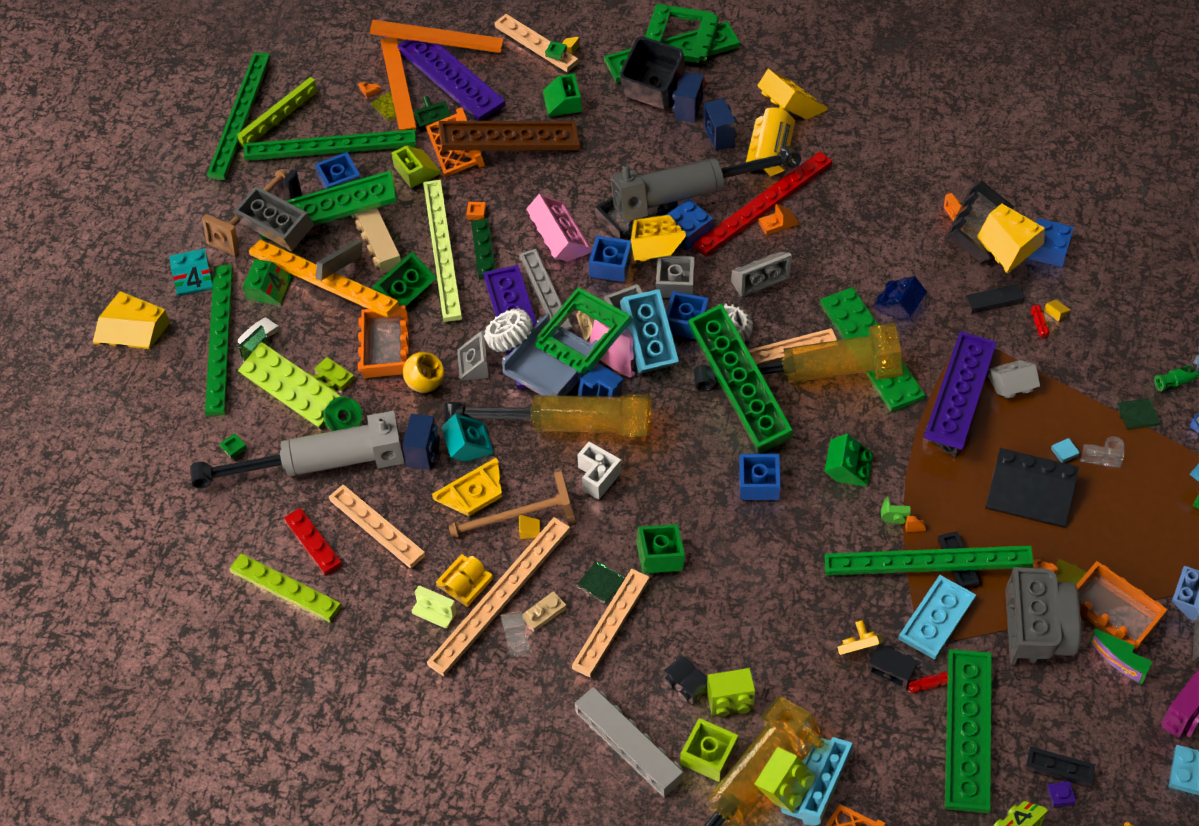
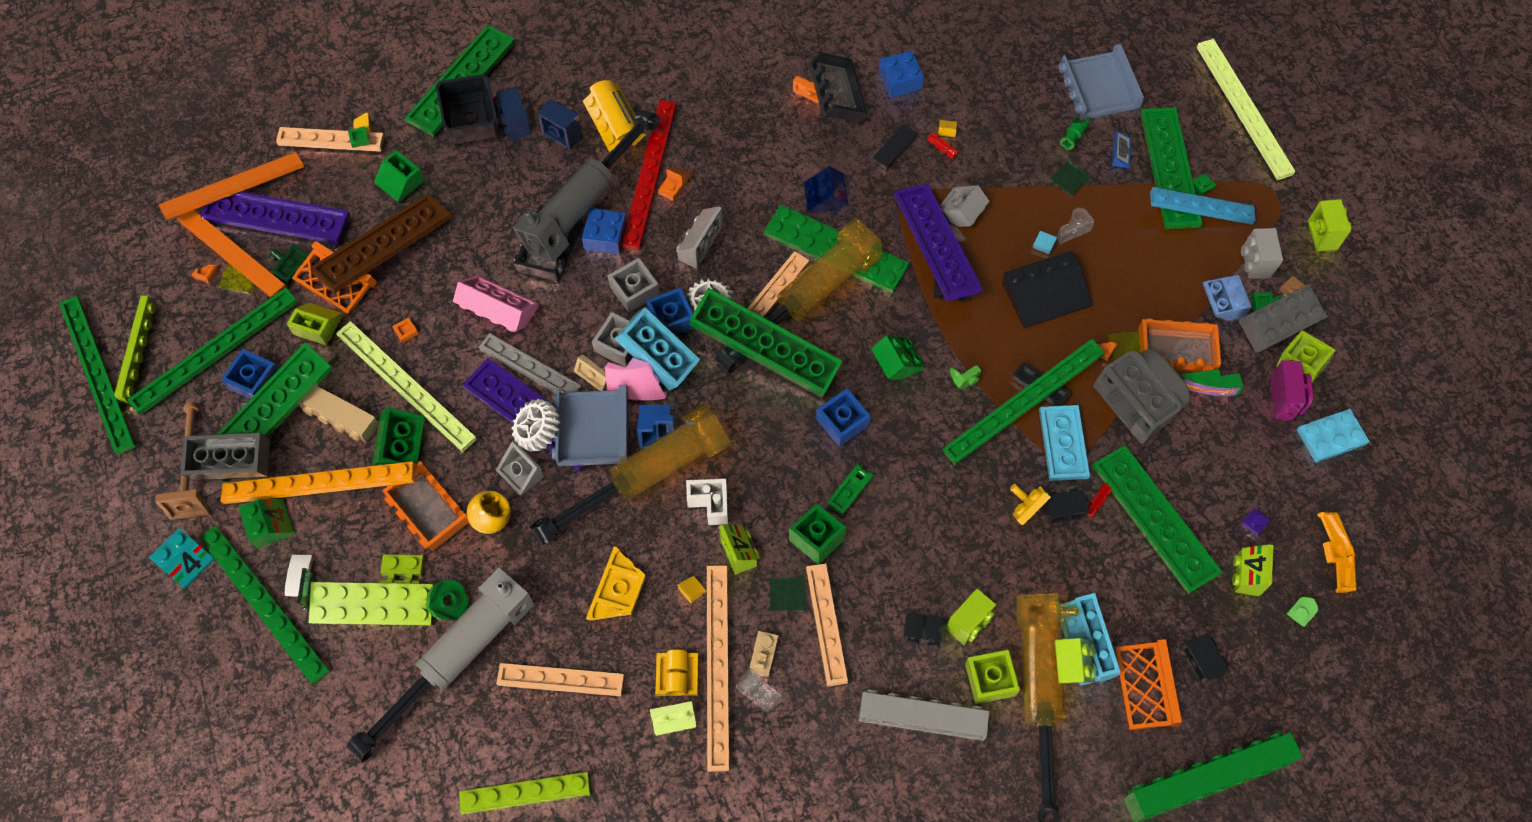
camera: 40 degrees left, 10 degrees up
(130, 323) = (162, 647): yellow wedge -> none
(233, 446) = (366, 697): green plate -> none
(292, 185) = (215, 413): black tile -> none
(312, 541) = (514, 733): red plate -> none
(339, 259) = (322, 457): dark grey tile -> none
(420, 441) = (540, 576): dark blue brick -> none
(466, 438) = (573, 546): teal slope -> none
(483, 246) = (440, 360): dark green plate -> none
(560, 499) = (703, 545): medium nougat tile -> none
(588, 518) = (738, 548): none -> lime slope
(595, 308) = (604, 358): green hinge -> none
(610, 258) = (565, 302): blue brick -> none
(655, 237) = (594, 259): yellow wedge -> none
(704, 35) = (478, 44): green hinge -> none
(719, 536) = (850, 489): none -> green plate
(789, 95) = (595, 64): yellow wedge -> none
(914, 525) = (987, 377): orange tile -> none
(1010, 236) = (874, 87): yellow wedge -> none
(1060, 766) = (1239, 501): black plate -> none

